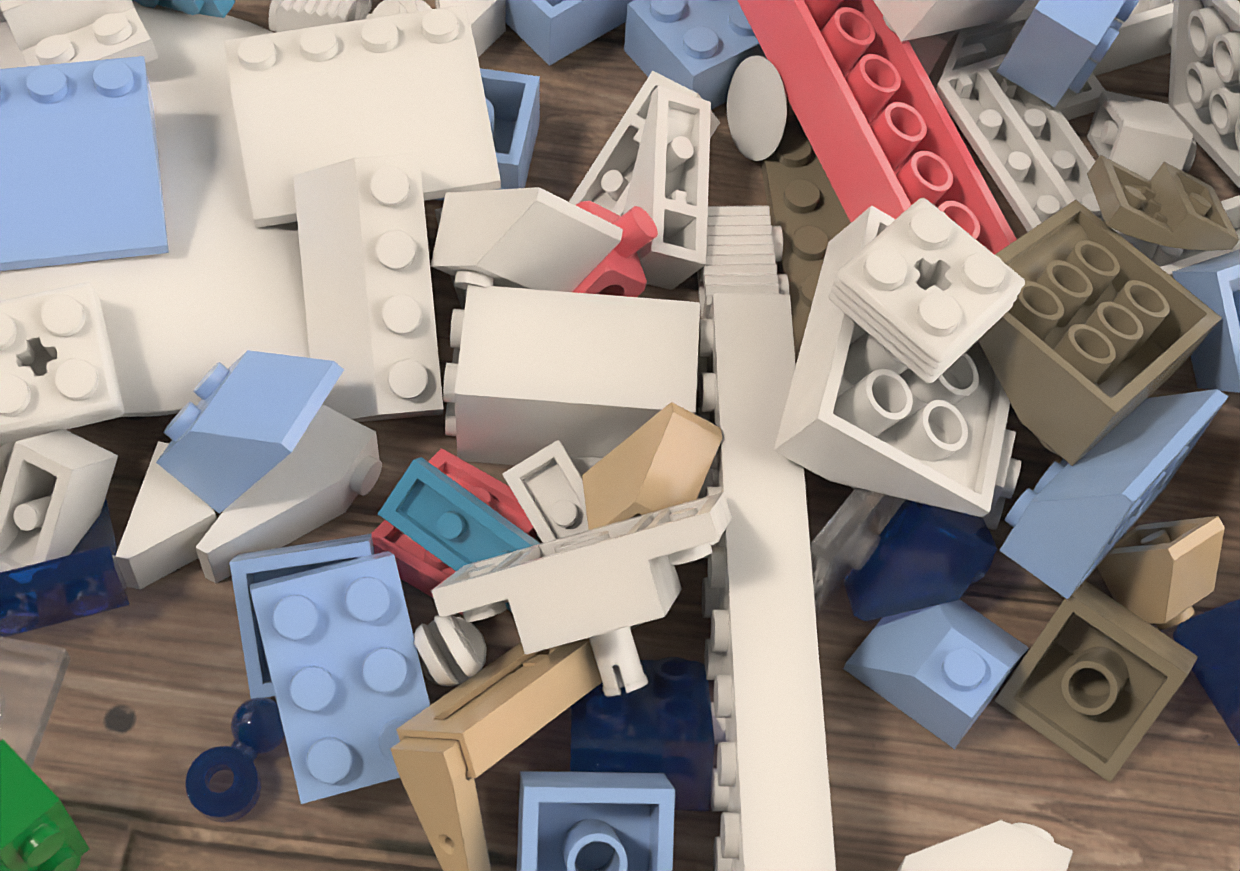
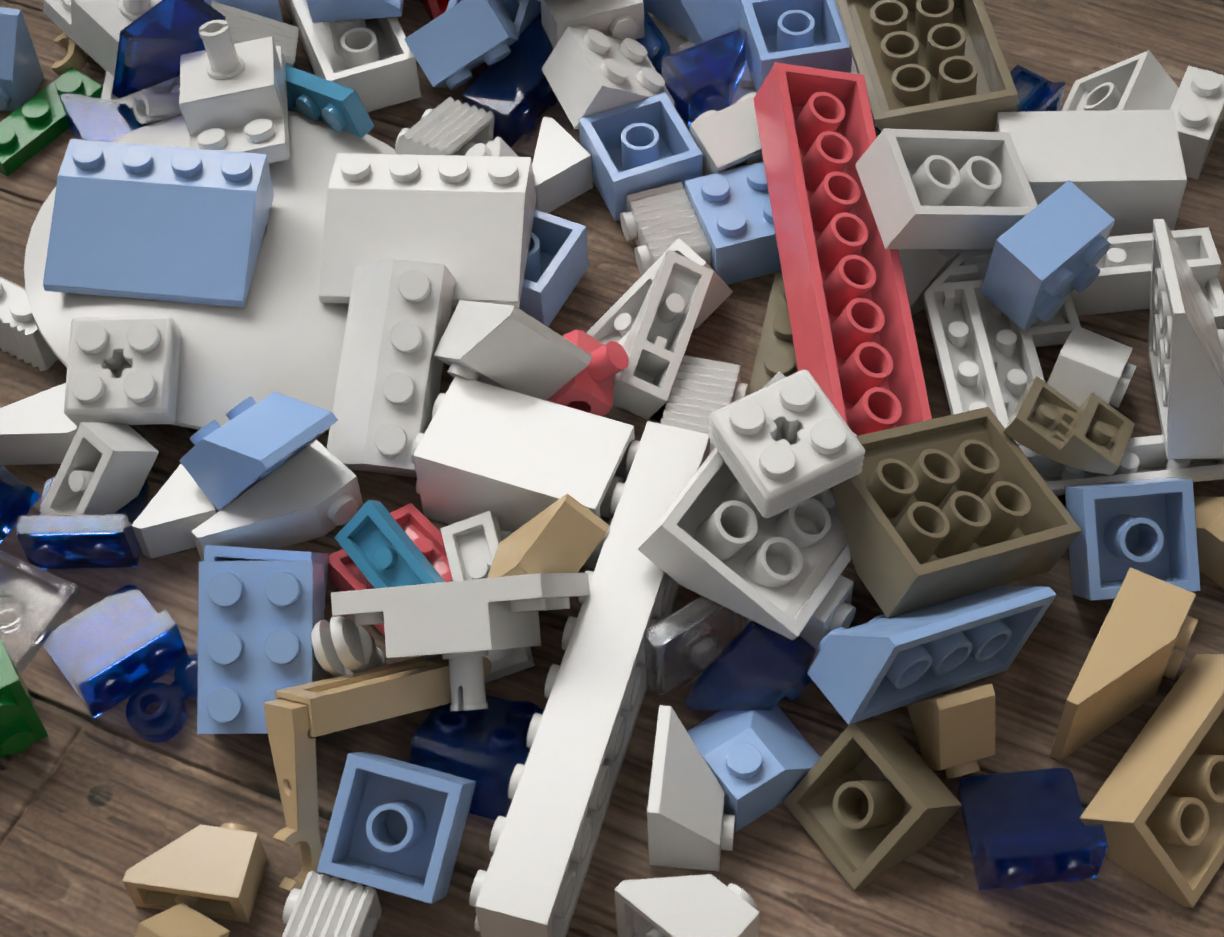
camera: 25 degrees right, 5 degrees down
(142, 717) = (114, 648): none -> clear blue bracket
(611, 62) = (658, 219): none -> white brick
(756, 108) = (764, 285): white sticker -> none
(901, 731) = (684, 803): none -> white slope

